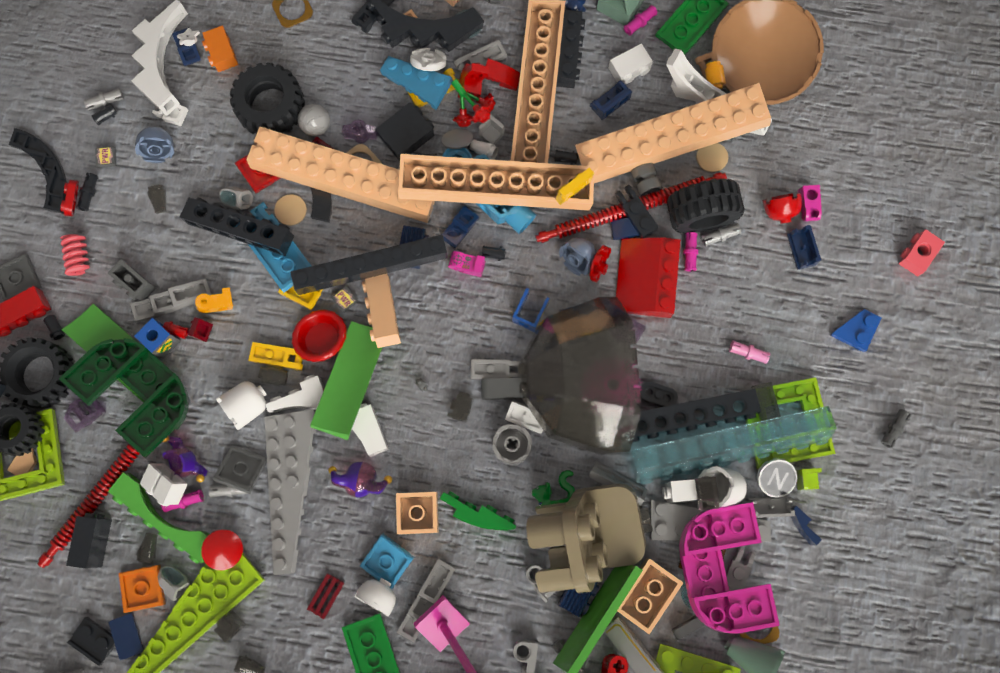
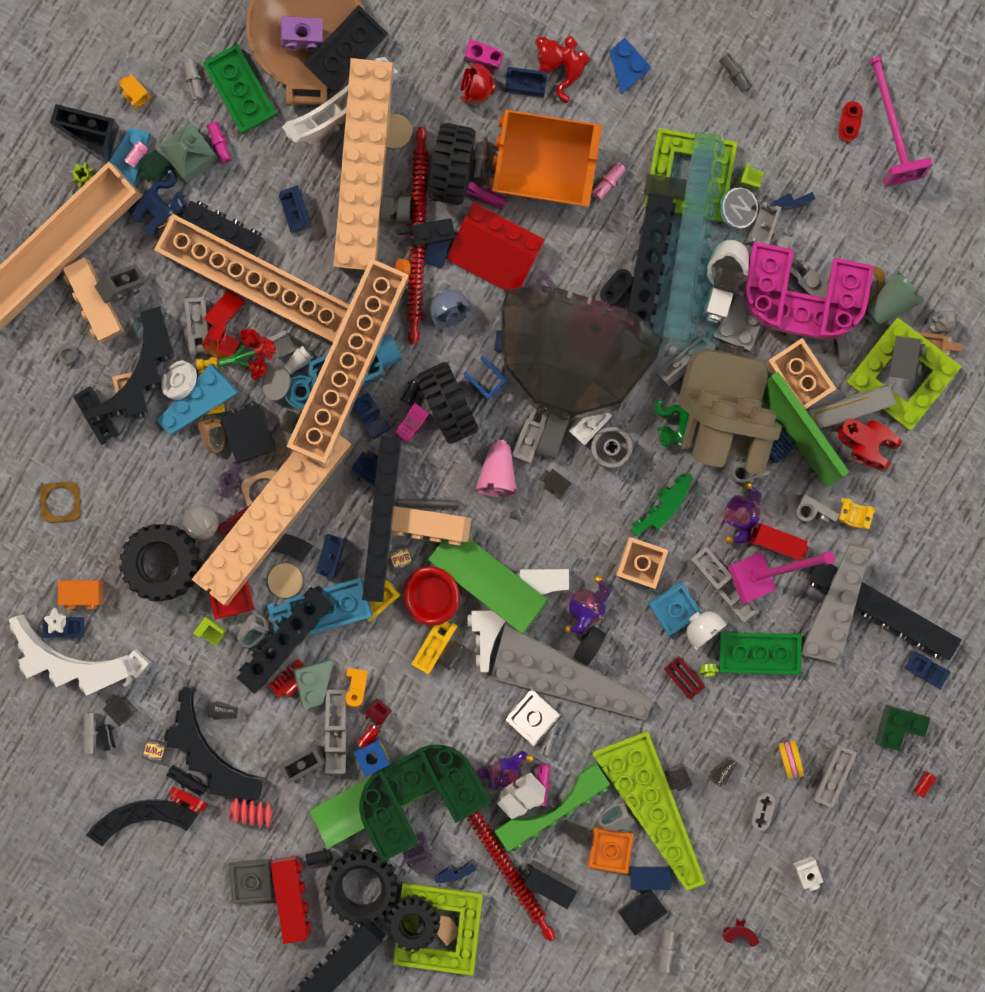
camera: 70 degrees left, 10 degrees up
(74, 449) = (450, 874): none -> dark blue slope
(100, 221) = (187, 735): none -> black arch
(131, 115) = (119, 709): none -> clear smoke brick
(154, 145) = (162, 694): sand blue cylinder -> none
(201, 248) = (290, 686): none -> red piece
(207, 264) = (313, 683): none -> sand green wing
(222, 549) = (606, 759): red dish -> none
(225, 163) = (210, 630): none -> lime panel
(243, 403) = (471, 693): white cylinder -> none
(323, 494) = (589, 645): none -> black tyre
(324, 239) = (330, 555): none -> dark blue hinge
(340, 616) = (708, 670): none -> lime plate
(392, 103) = (212, 434): none -> medium nougat rock
(402, 304) = (428, 503): none -> flat silver bar
(451, 352) = (497, 472): none -> bright pink cone
(483, 636) = (779, 542): none -> red brick
(494, 281) = (447, 403): none -> black tyre
(498, 592) = (743, 514): none -> clear pink piece
(567, 157) = (339, 279): black pin -> none
(577, 183) = (383, 278): yellow plate -> none
(598, 205) = (403, 265): none -> orange tile
(598, 264) = (466, 291): red dish -> none
(630, 64) = (265, 173): white brick -> none
(715, 74) = (315, 93): light orange brick -> none
(746, 286) = (545, 158): none -> orange cylinder
(763, 38) = (309, 26): none -> medium lavender brick
(779, 90) = (352, 39): none -> black tile
(836, 260) = (552, 55): none -> red animal
(881, 622) = (907, 170): none -> dark pink tile
(901, 551) = (850, 120): none -> red plate

